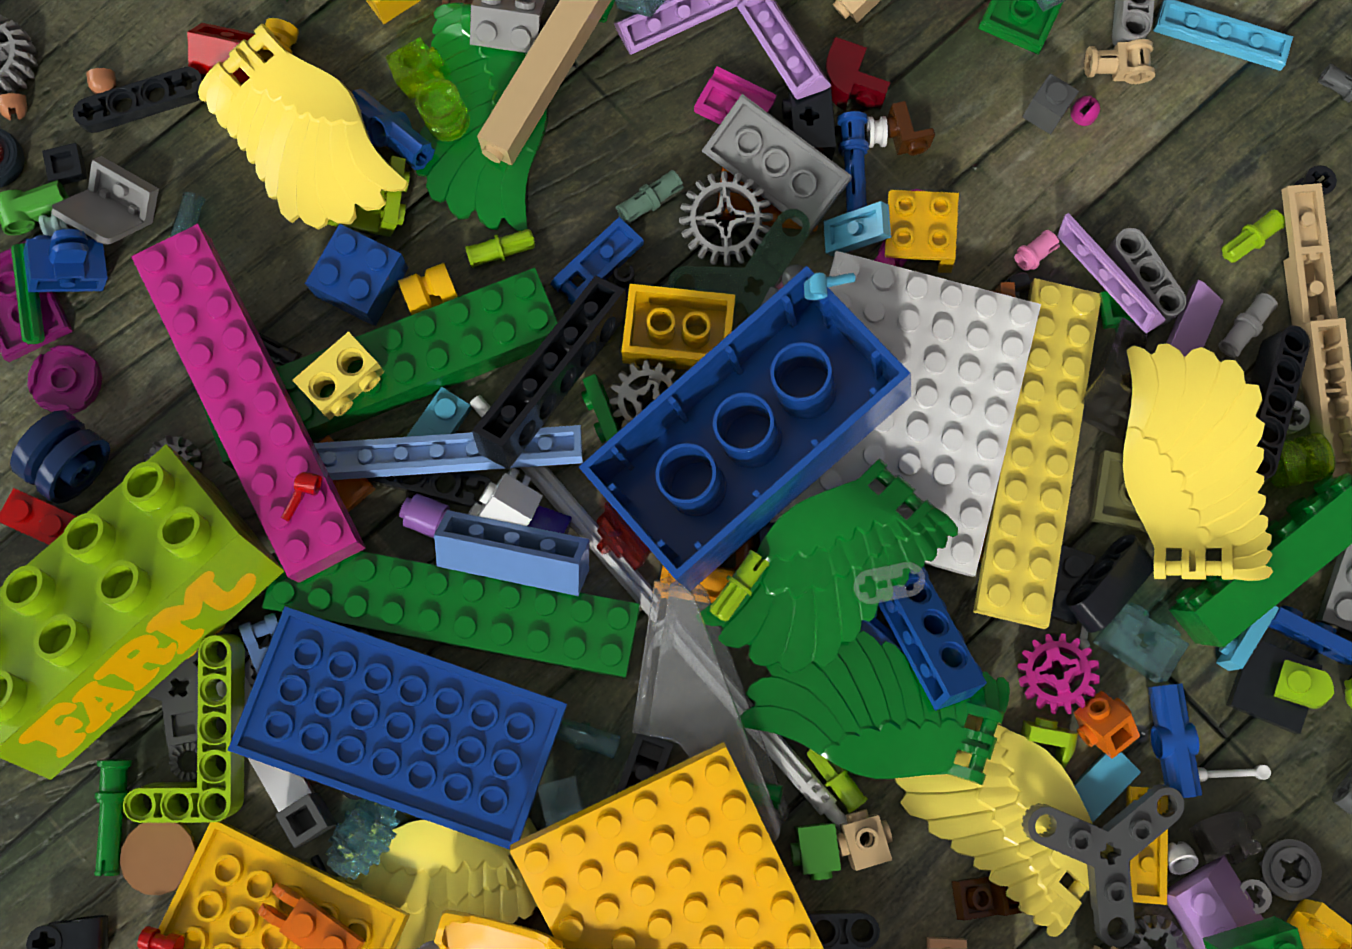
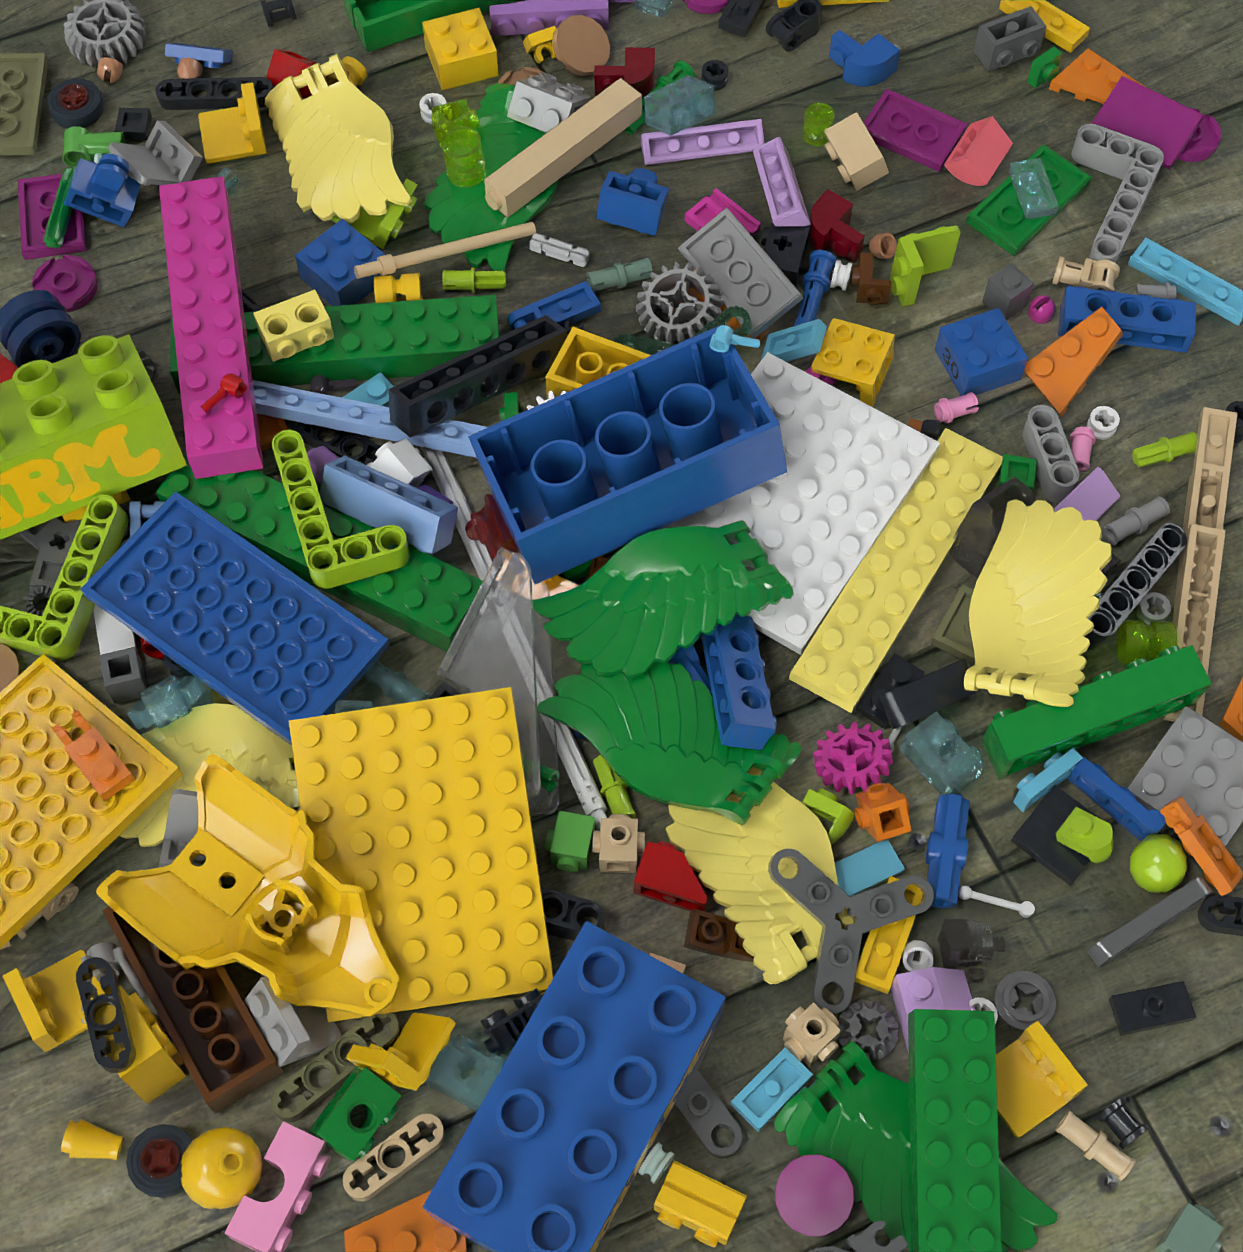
camera: 20 degrees right, 15 degrees down
(116, 55) = (211, 56): none -> plate
(177, 141) = (234, 130): none -> yellow bracket
(375, 45) = (428, 101): none -> white bush
(384, 419) = (322, 384): none -> hand
(393, 131) = (416, 166): blue piece -> none
(409, 265) = (388, 264): none -> tan bar
(447, 596) = (314, 522): none -> lime beam
(576, 184) = (559, 249): none -> light grey axle
(637, 106) = (633, 201): none -> blue brick
(738, 586) = (576, 584): lime axle -> none
(888, 573) = (712, 614): clear beam -> none
(907, 84) = (883, 245): none -> nougat hinge
(922, 857) = (668, 878): none -> red slope
(945, 106) = (919, 256): none -> lime bracket
(1044, 183) = (981, 353): none -> blue brick
(1109, 275) = (1014, 440): lavender slope -> none
(1138, 164) = (1069, 361): none -> orange wing
(1172, 257) = (1082, 442): none -> bright pink pin
(1186, 214) = (1110, 417): none -> white bush
(1201, 59) = (1159, 291): none -> light grey pin
(1224, 82) = (1142, 318): none -> blue brick

